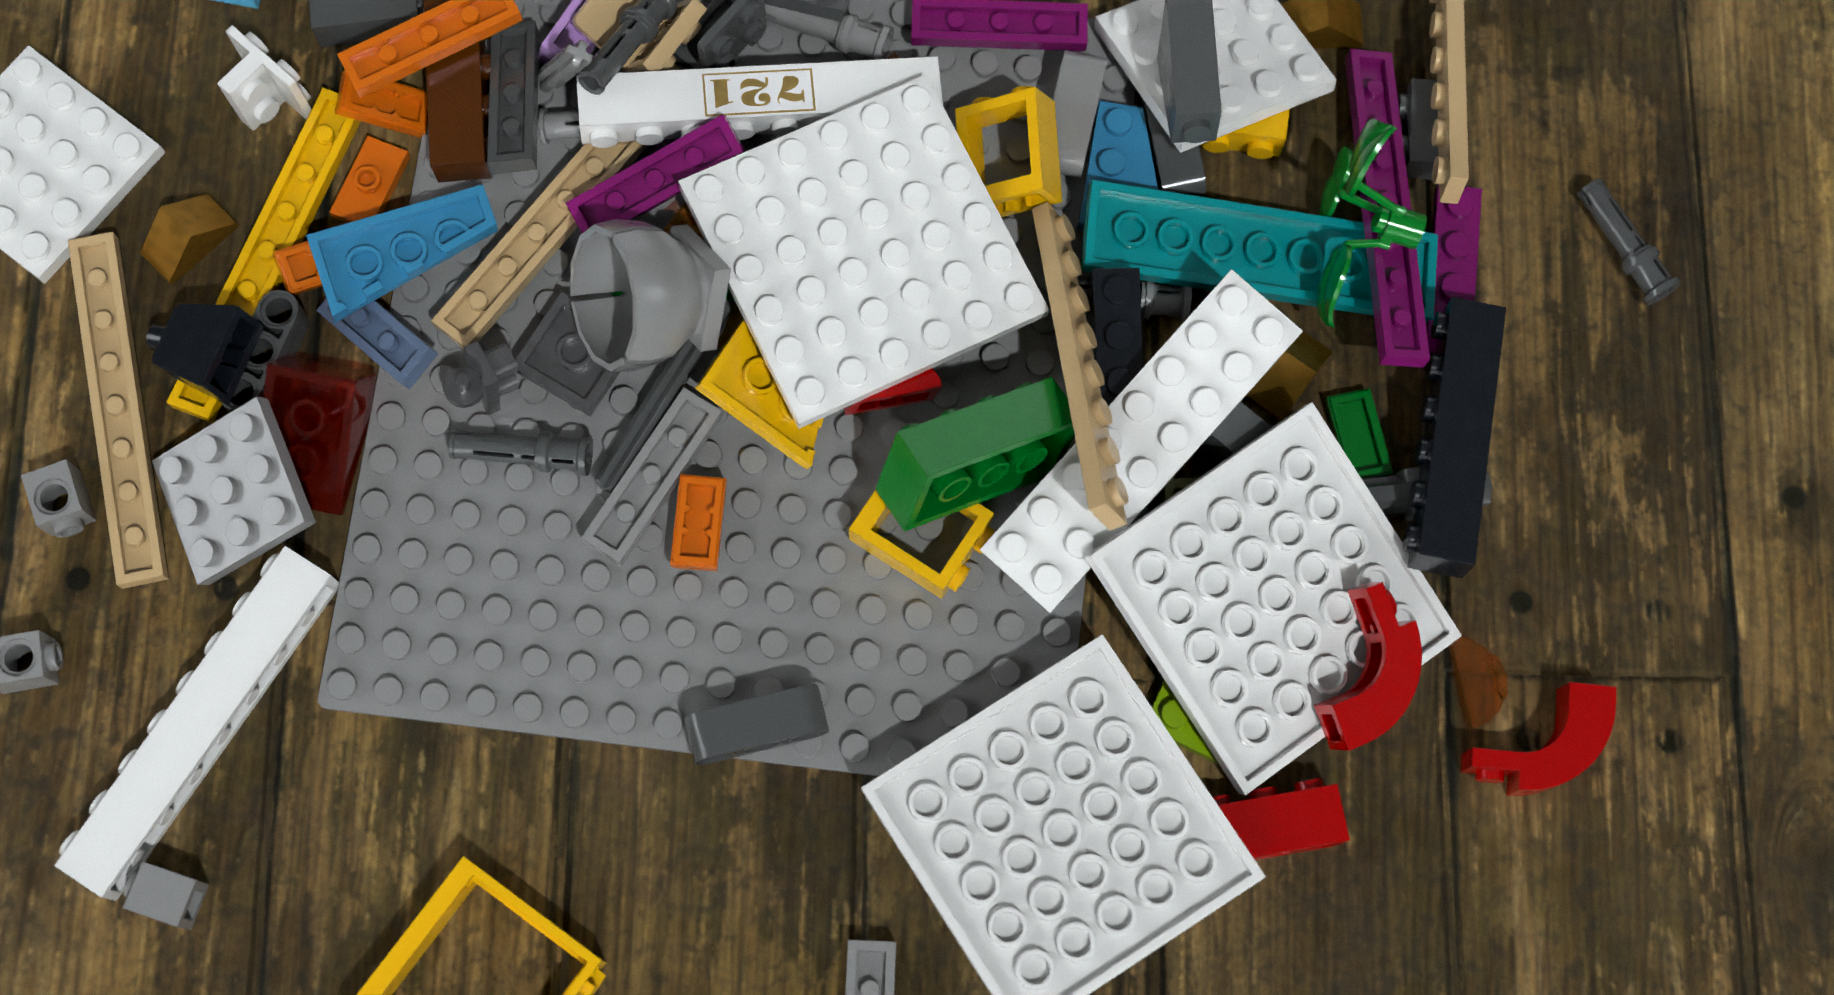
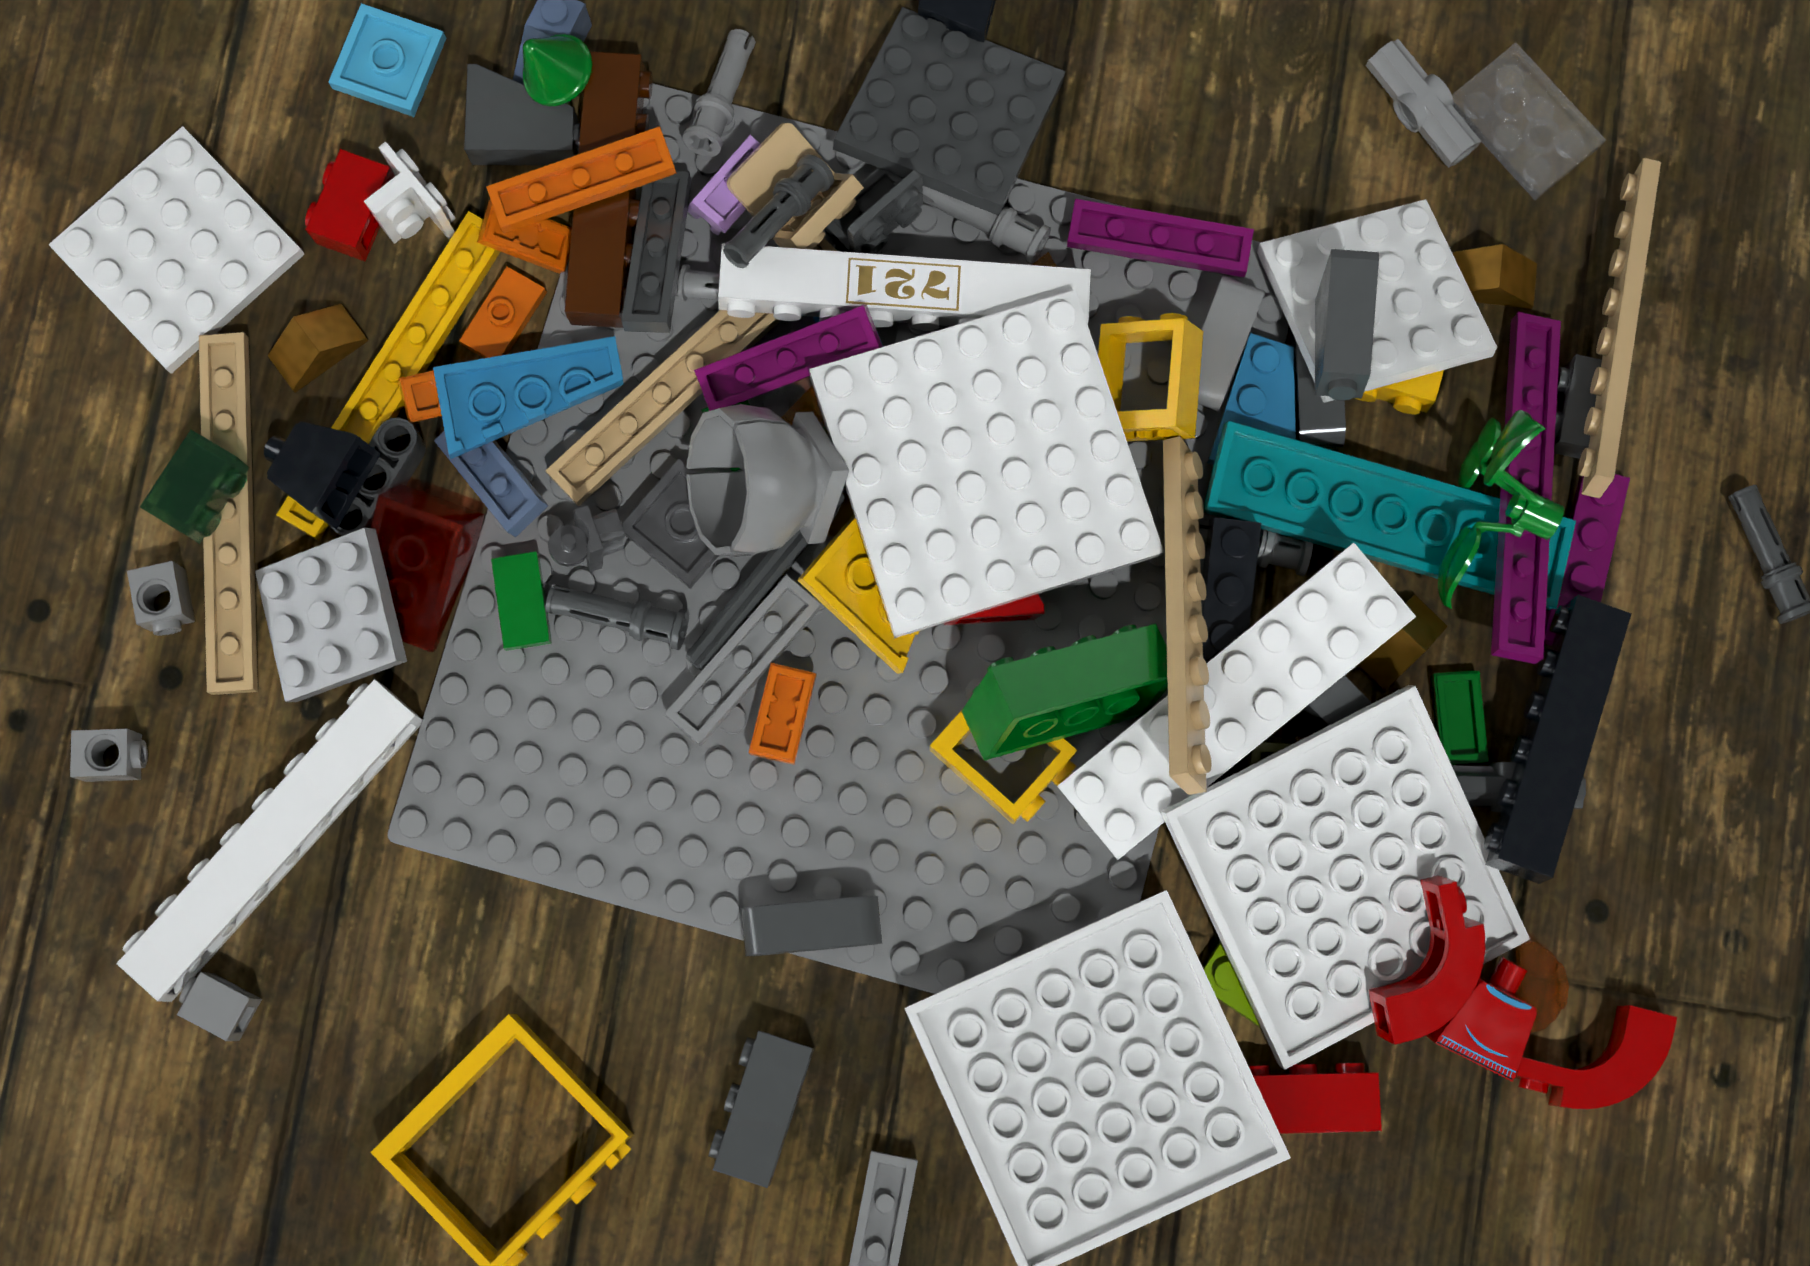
camera: 15 degrees right, 5 degrees up
(81, 384) = (196, 487): none -> clear green brick
(198, 108) = (340, 215): none -> red brick
(423, 451) = (521, 601): none -> green tile
(564, 66) = (711, 232): light grey axle -> none
(731, 913) = (761, 1108): none -> dark grey brick
(1439, 720) = (1492, 1023): none -> red torso

